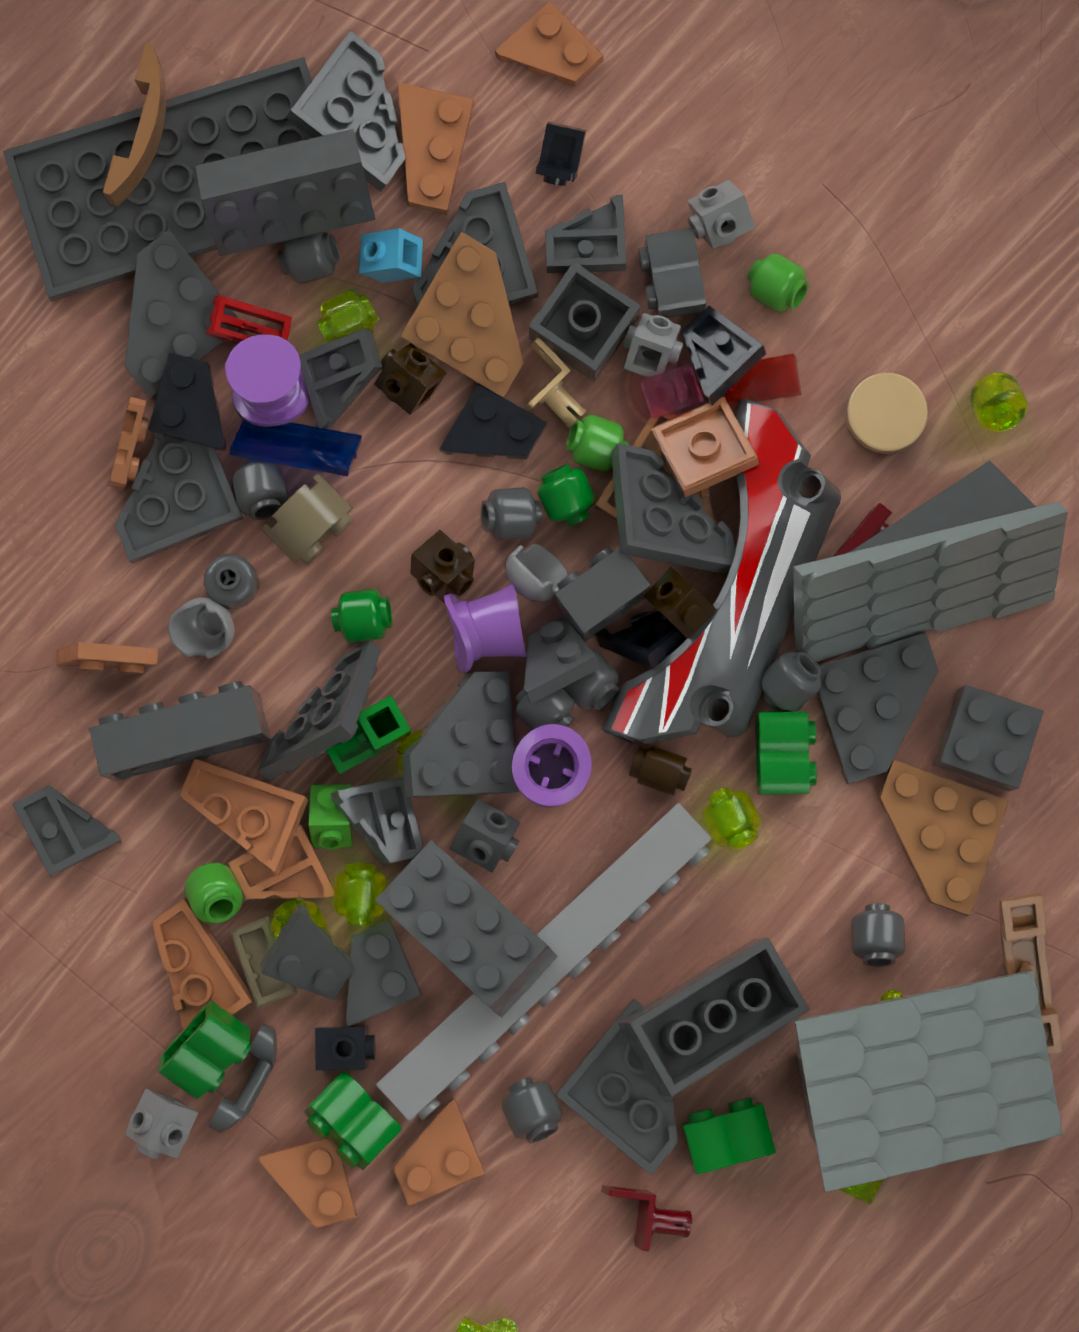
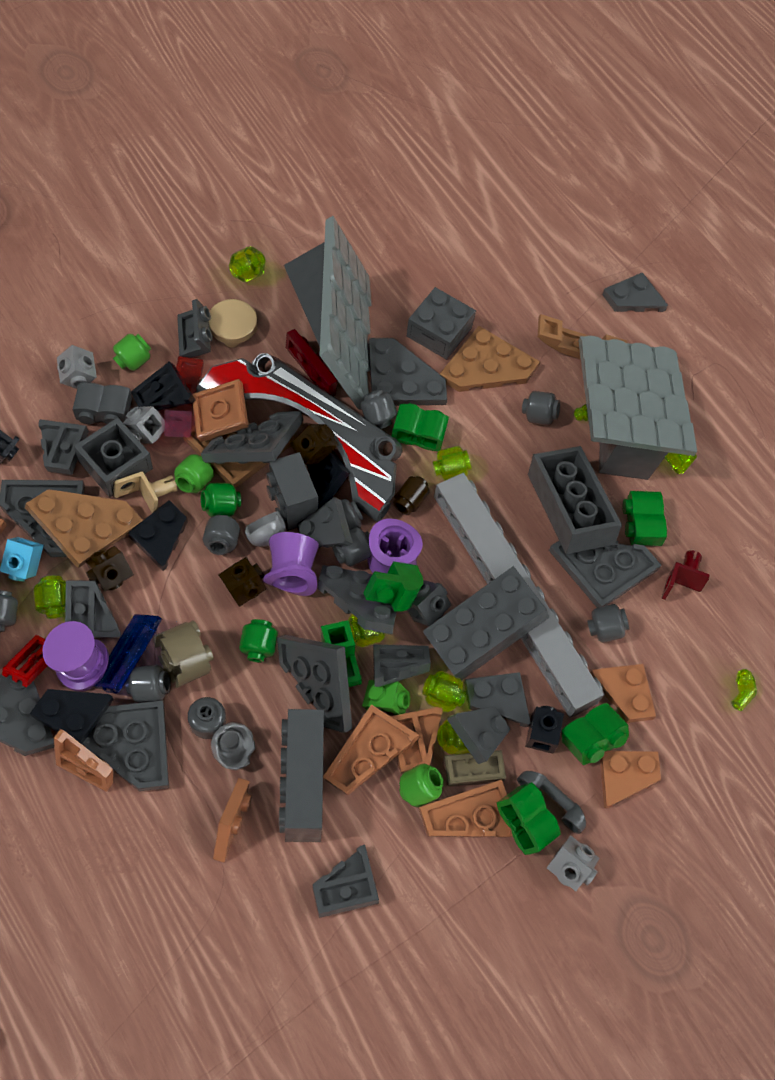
camera: 85 degrees left, 20 degrees down
(478, 791) = (396, 587): none -> green brick
(844, 362) = (194, 331): none -> dark grey bracket

